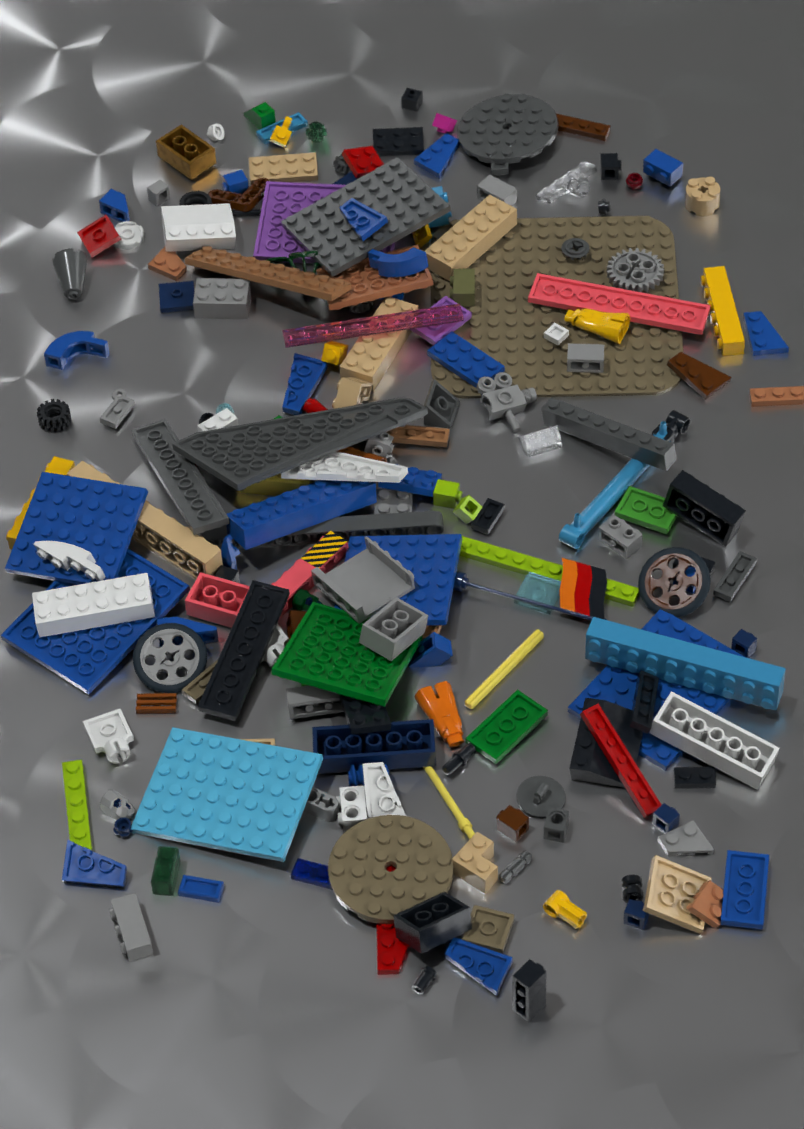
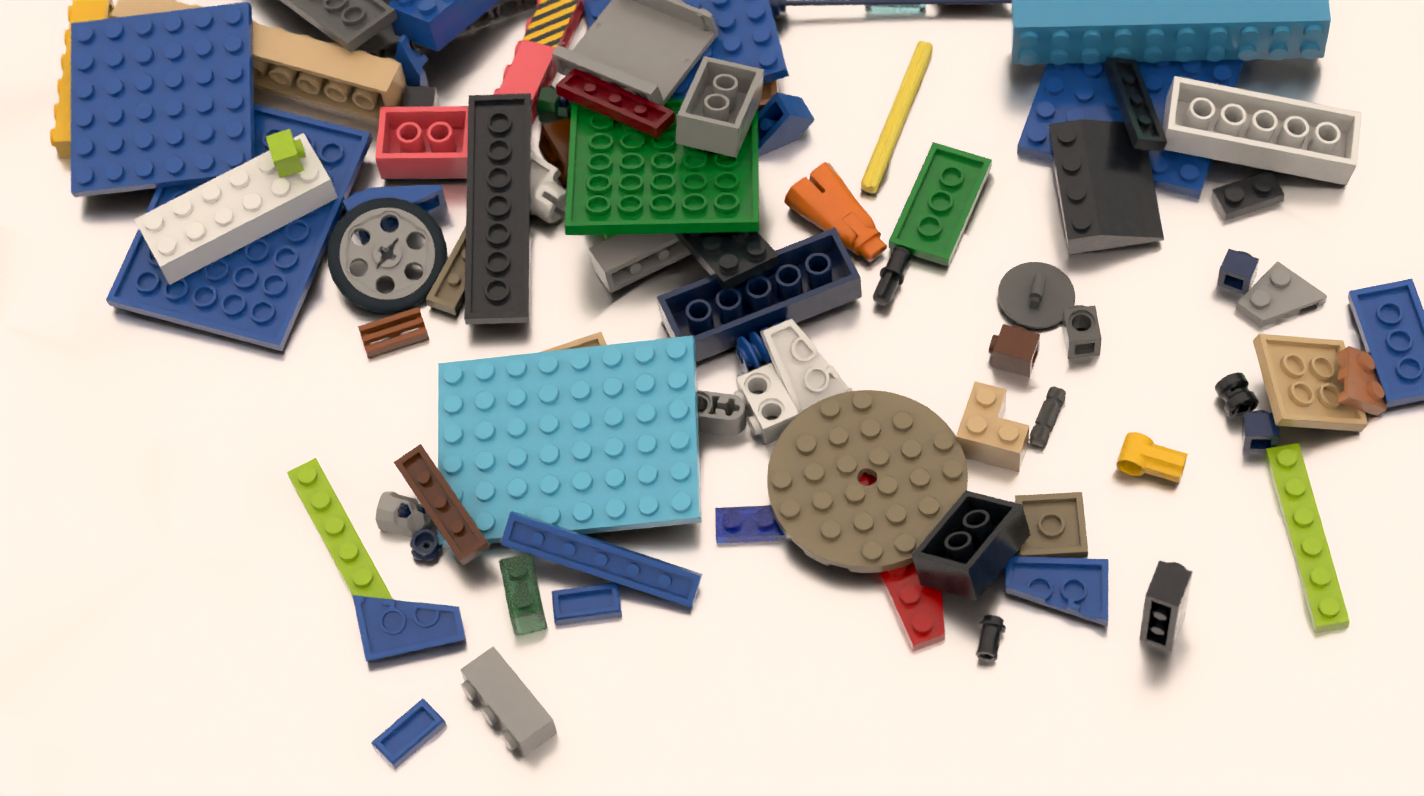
camera: 15 degrees left, 10 degrees up
(69, 555) = (165, 143): white slope -> none
(69, 928) = (408, 733): none -> blue tile
(110, 735) = (344, 405): white plate -> none
(130, 580) = (286, 152): none -> lime plate
(139, 805) = (442, 504): none -> reddish brown plate
(218, 865) = (601, 559): none -> blue plate
(335, 609) = (615, 103): none -> dark red plate
(463, 823) = (941, 373): light yellow bar -> none
(620, 760) = (1140, 203): red plate -> none
(638, 983) = (1307, 538): none -> lime plate

